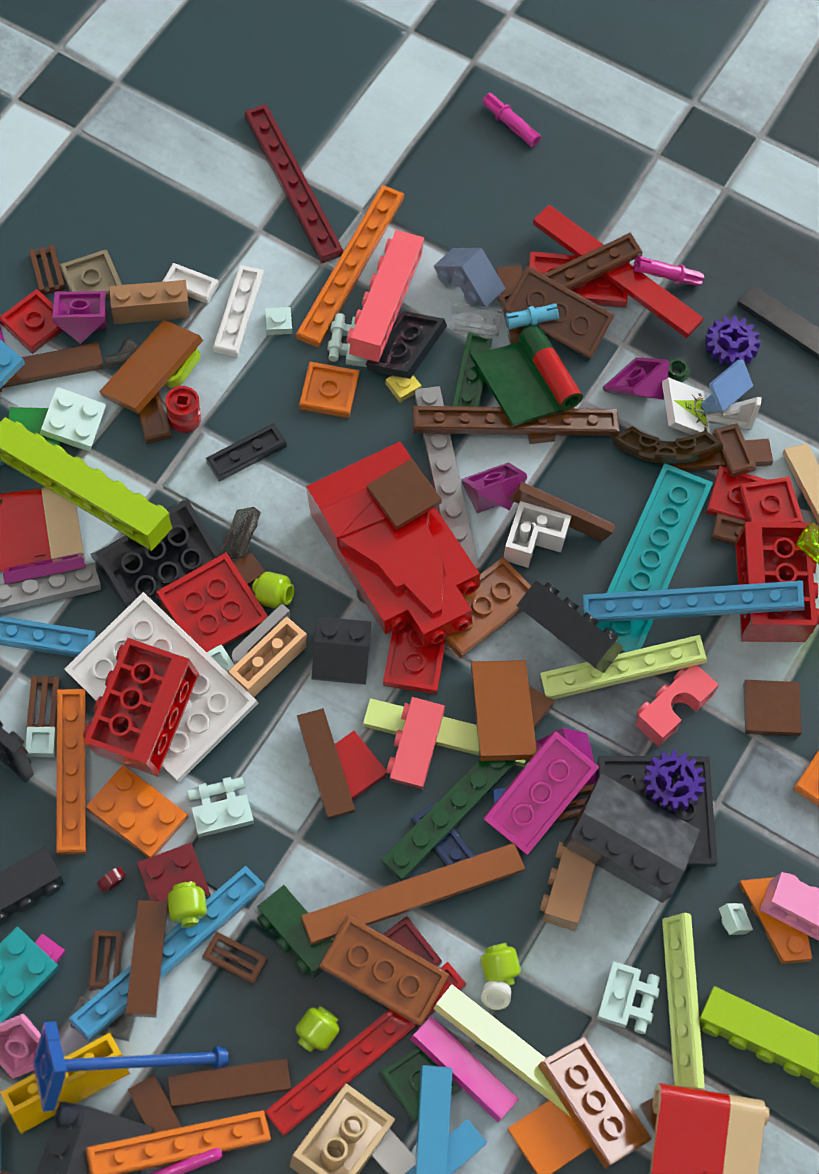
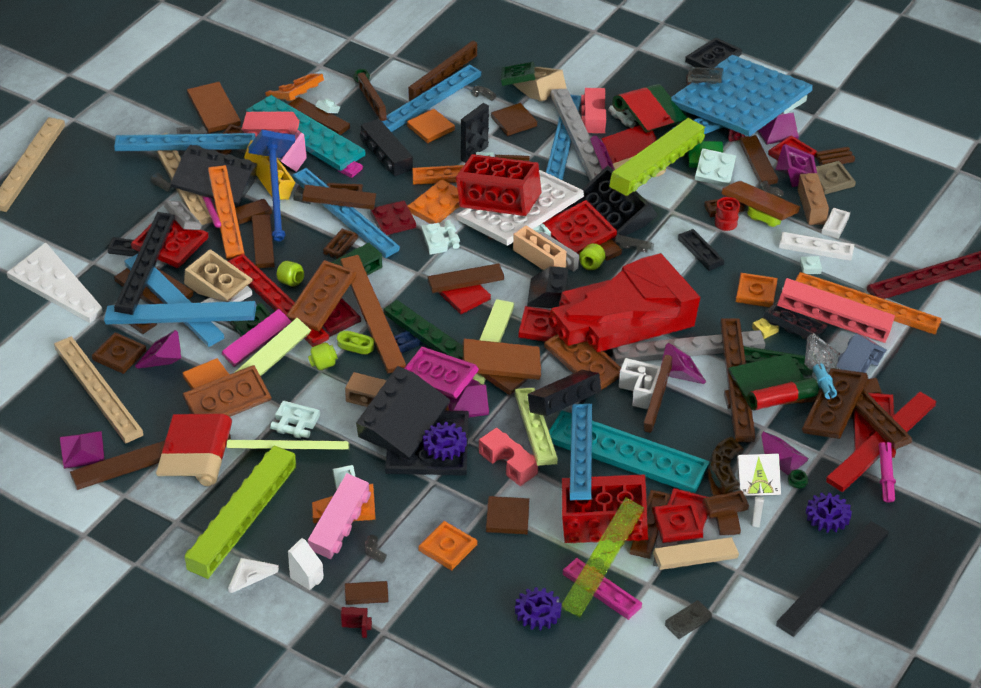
camera: 95 degrees right, 20 degrees down
(111, 880) = (393, 189): dark red tile -> none
(186, 904) = (371, 211): lime head -> none
(404, 494) = (655, 293): reddish brown tile -> none
(415, 743) = (478, 318): coral brick -> none
(463, 921) = (355, 342): none -> lime plate
(496, 995) = (302, 354): white tile -> none
(728, 387) = (779, 496): medium blue panel -> none

